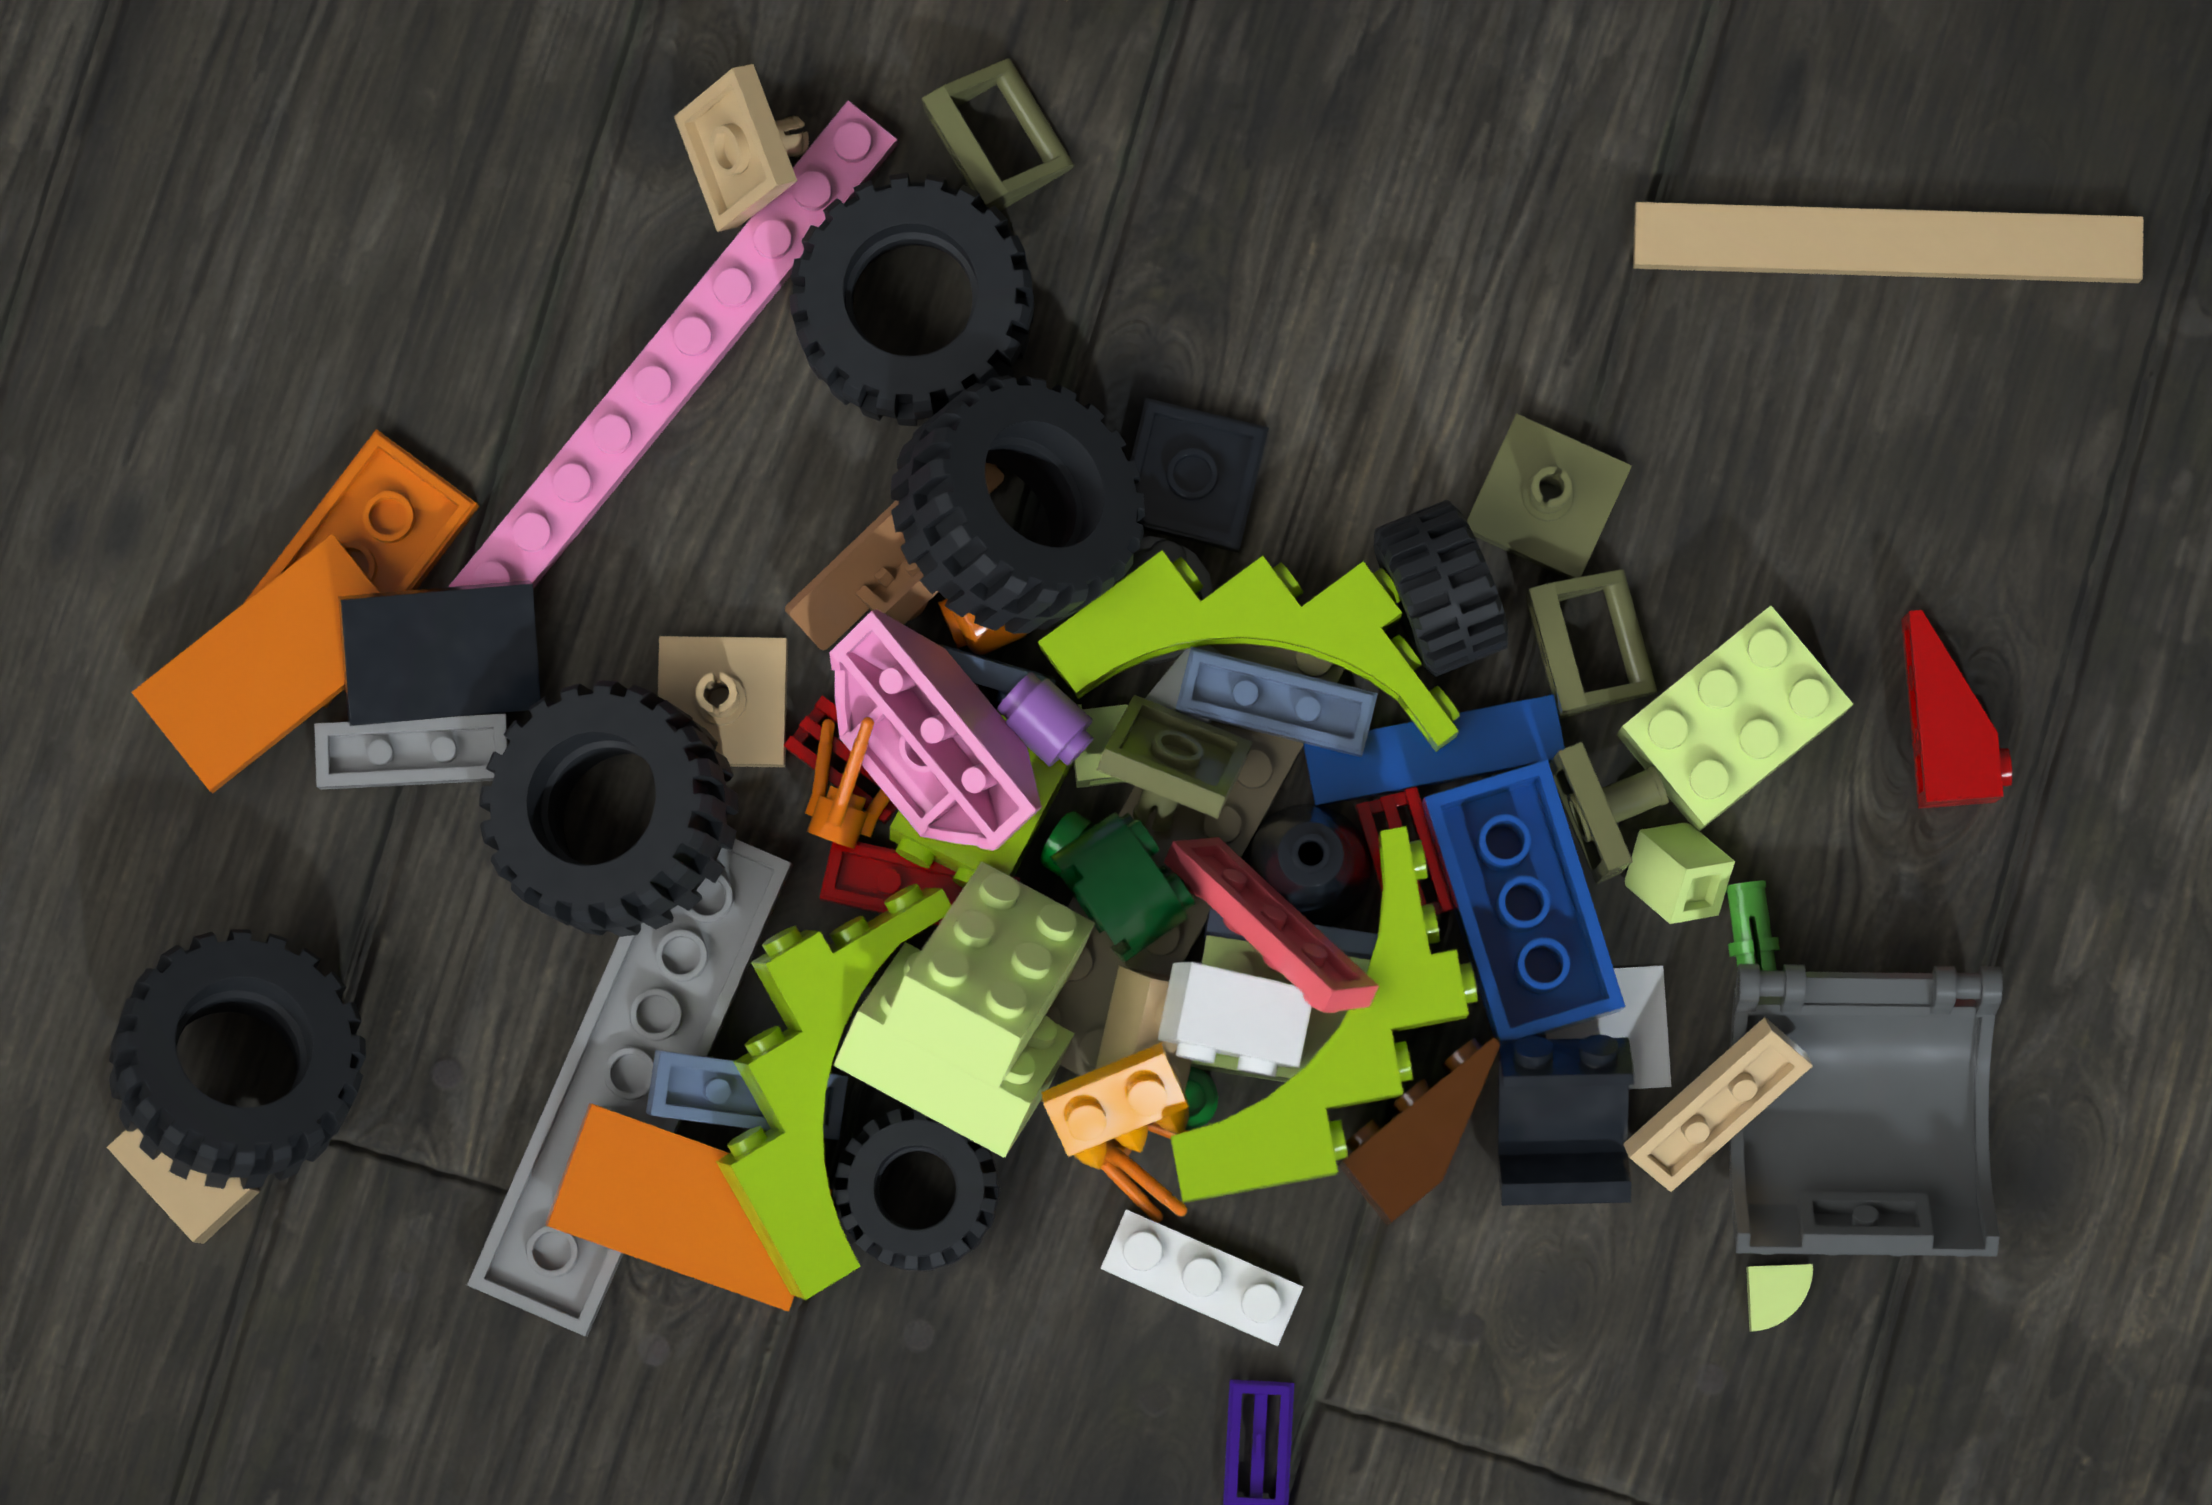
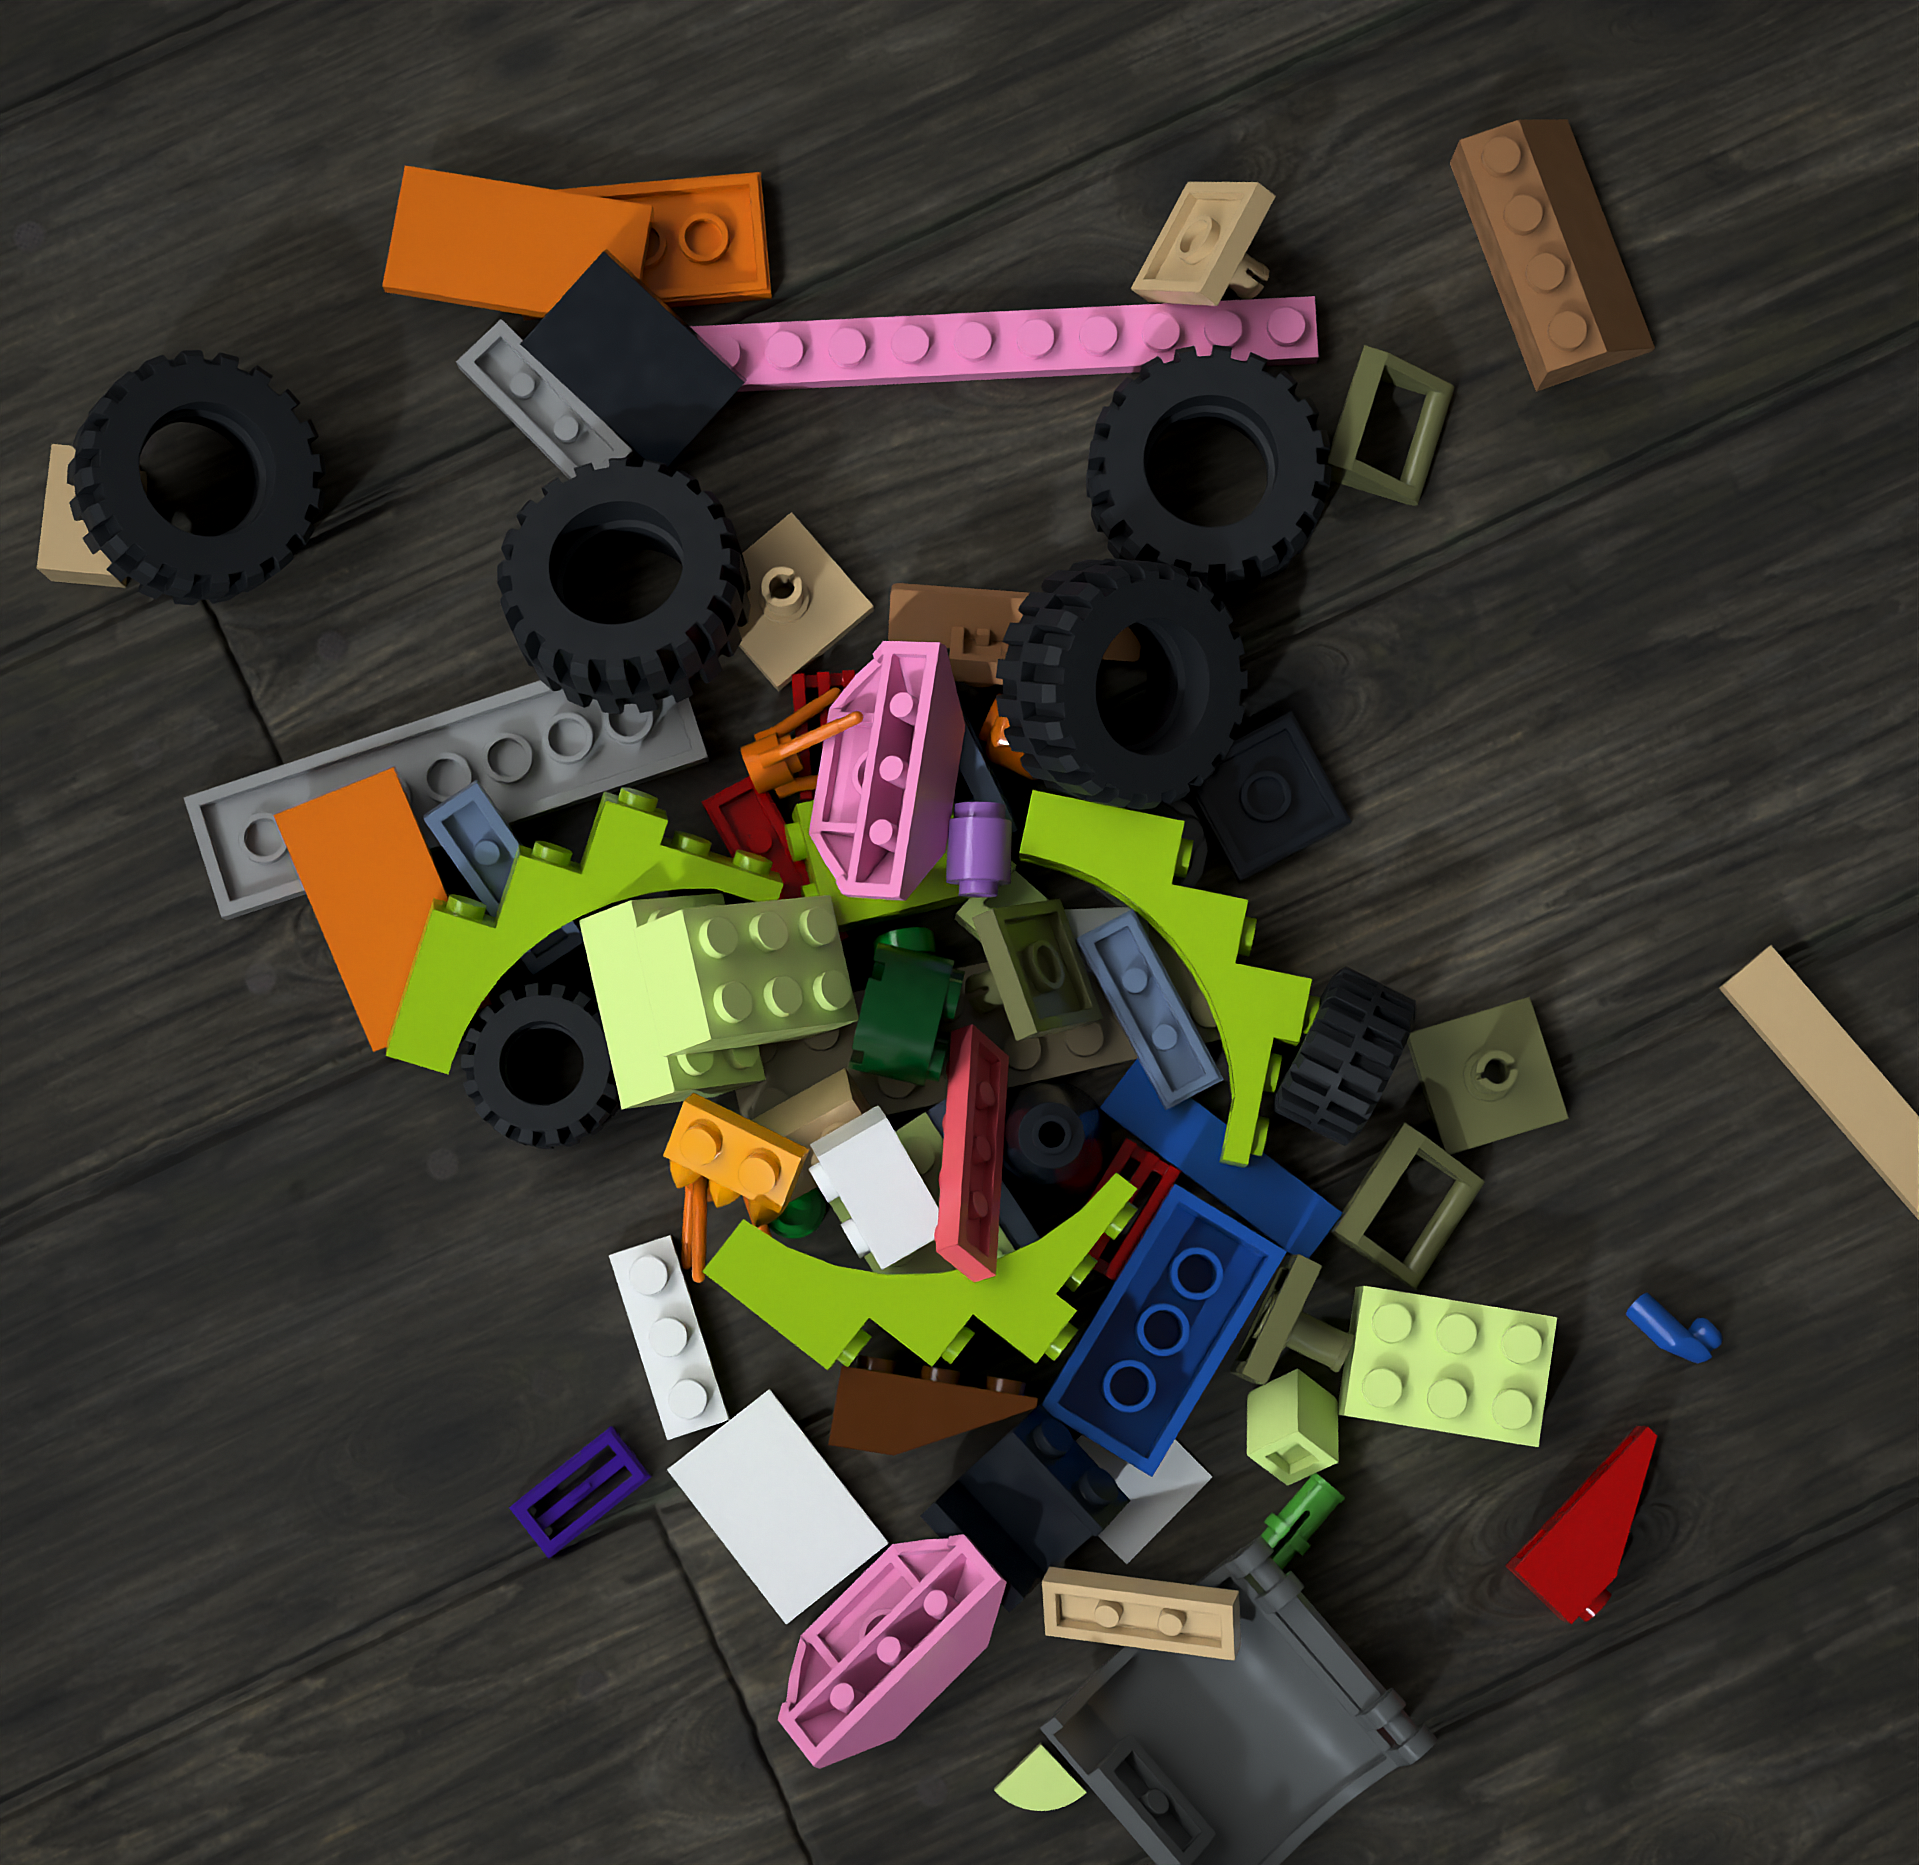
camera: 40 degrees right, 0 degrees up
(1399, 1307) = (778, 1506): none -> white tile
(1578, 1311) = (890, 1646): none -> bright pink wedge
(1856, 534) = (1670, 1334): none -> blue arm

